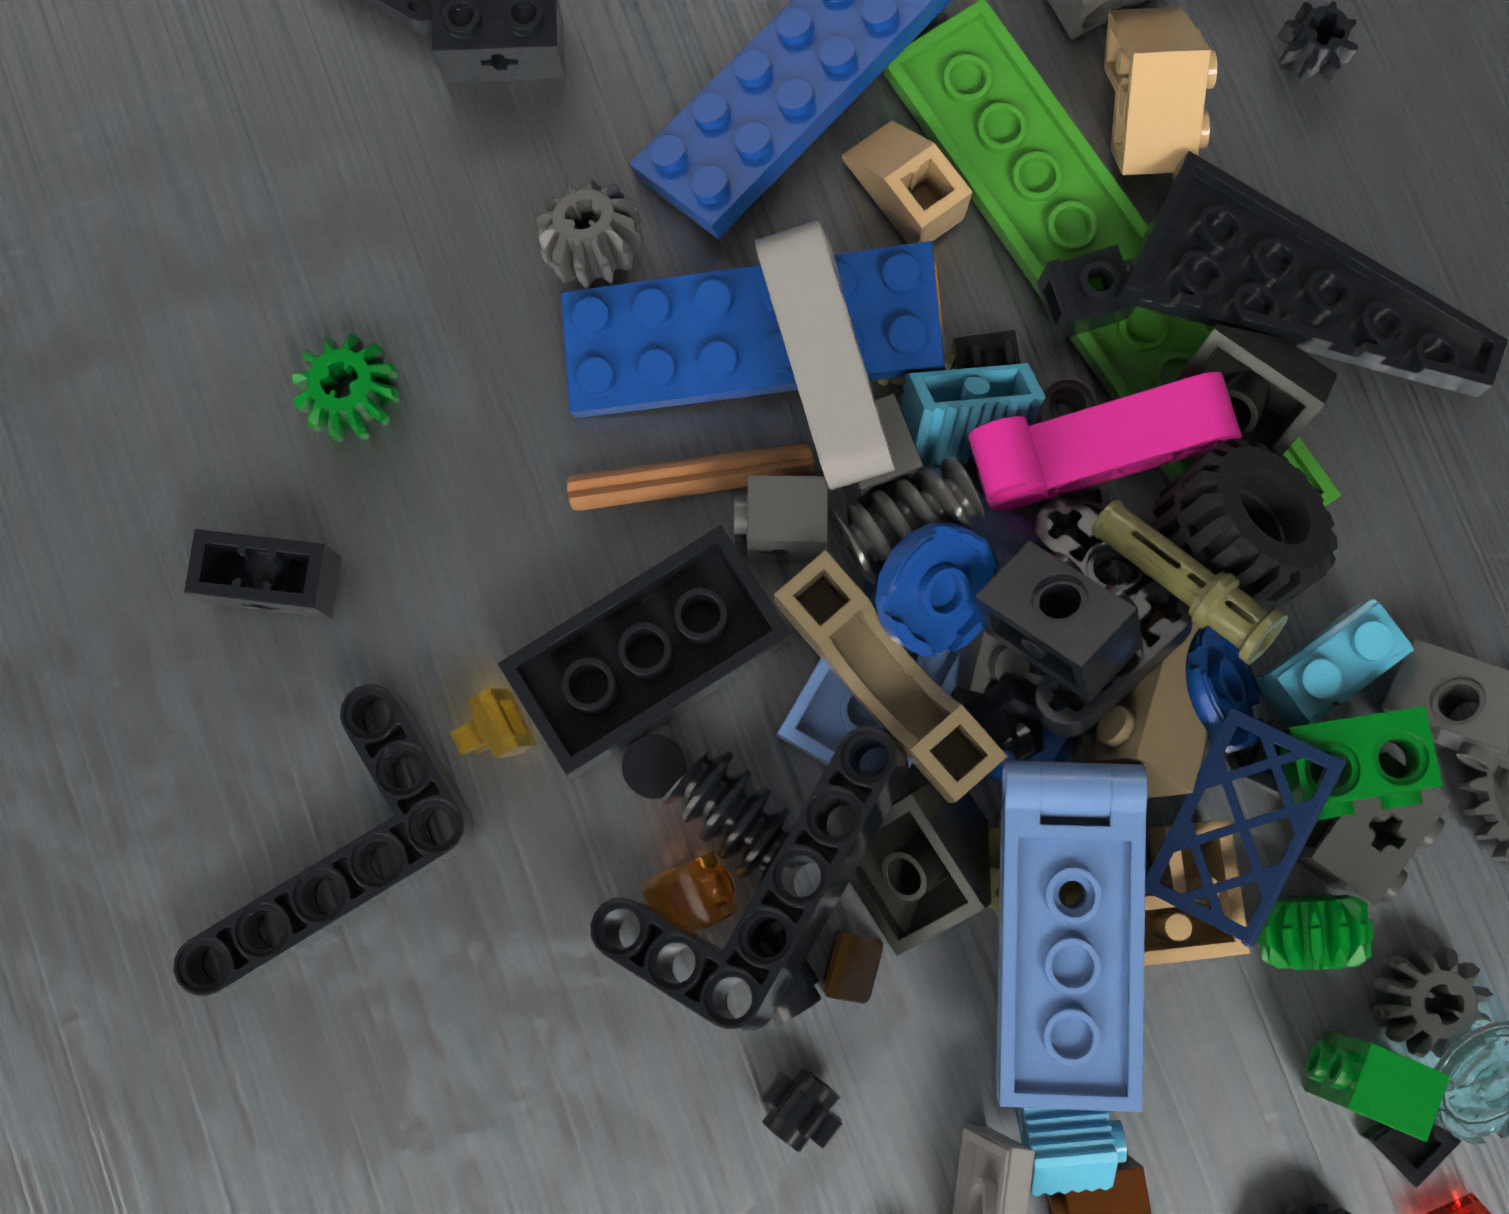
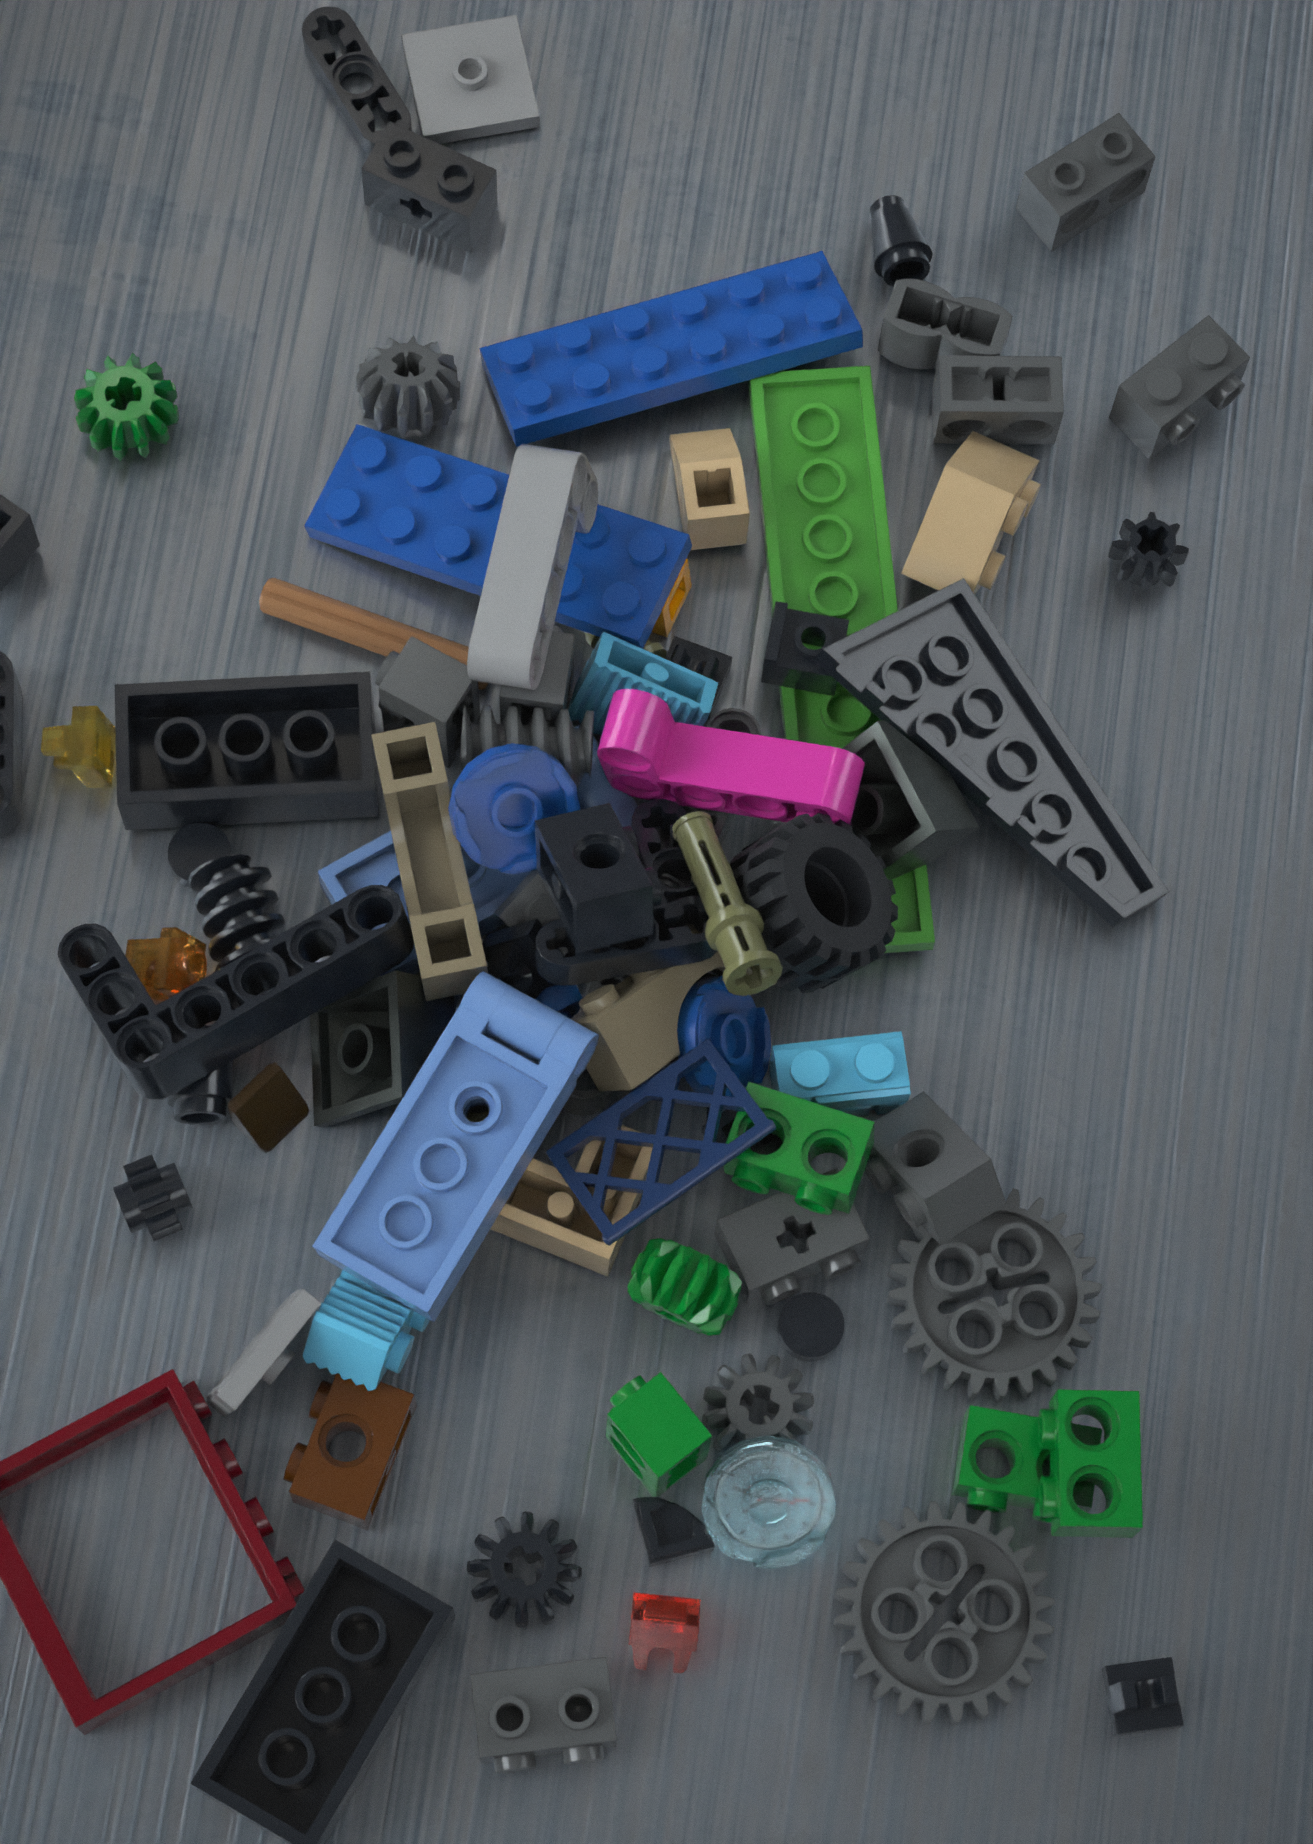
camera: 25 degrees right, 10 degrees down
(1427, 898) = (810, 1326): none -> black tile

